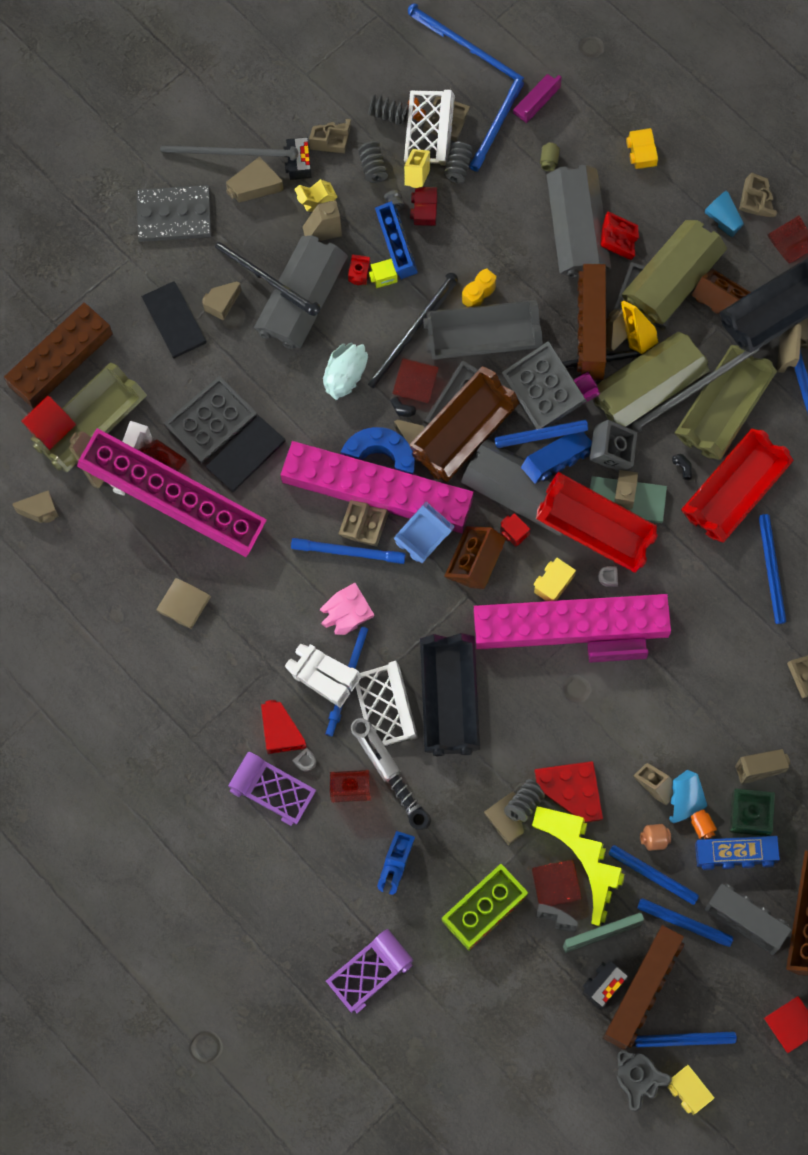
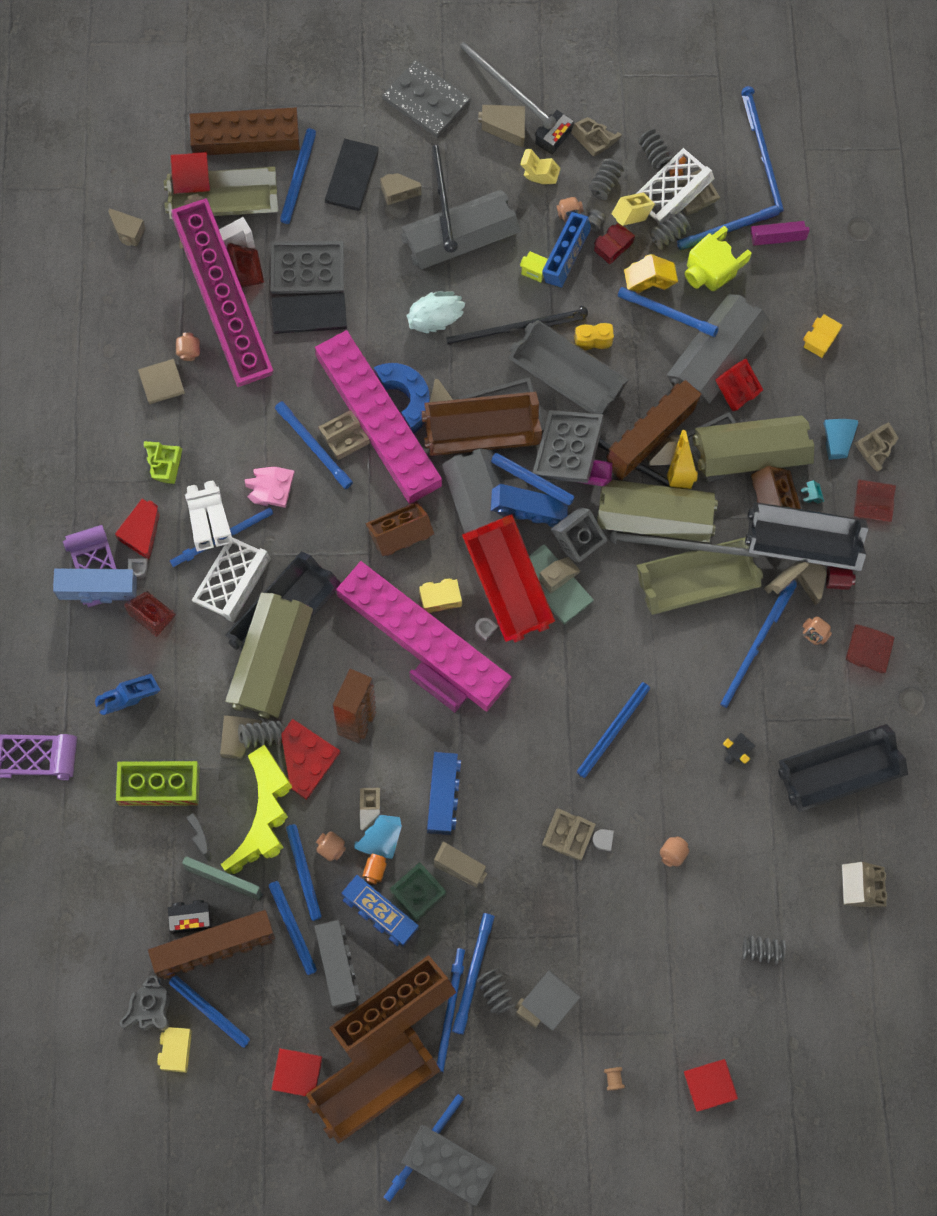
camera: 35 degrees right, 0 degrees up
(133, 355) = (298, 176): none -> blue axle
(178, 559) = (187, 347): none -> nougat head
(244, 662) = (163, 461): none -> lime slope
(292, 800) = (95, 584): none -> medium blue brick
(324, 222) = (526, 193): dark tan slope -> none
(362, 264) = (515, 254): red brick -> none
(366, 207) = (567, 206): none -> nougat head
(389, 771) = (185, 627): piece -> none
(401, 409) = (451, 376): black arm -> none
(415, 380) = (482, 364): clear red slope -> none
(423, 532) = (376, 477): medium blue panel -> none
(473, 737) = (269, 655): none -> olive panel
(475, 206) = (650, 272): none -> yellow brick
(514, 160) = (713, 263): none -> neon yellow piece
(514, 529) = (447, 533): red brick -> none
(549, 156) = (744, 283): olive brick -> none
(555, 213) = (702, 326): none -> blue piece
(556, 883) = (227, 814): clear red slope -> none
(586, 714) = (355, 706): none -> reddish brown brick
(686, 465) = (623, 591): black arm -> none
(698, 725) = (442, 793): none -> blue brick
(737, 485) = (647, 644): red panel -> none
(747, 269) = (815, 492): none -> teal tile

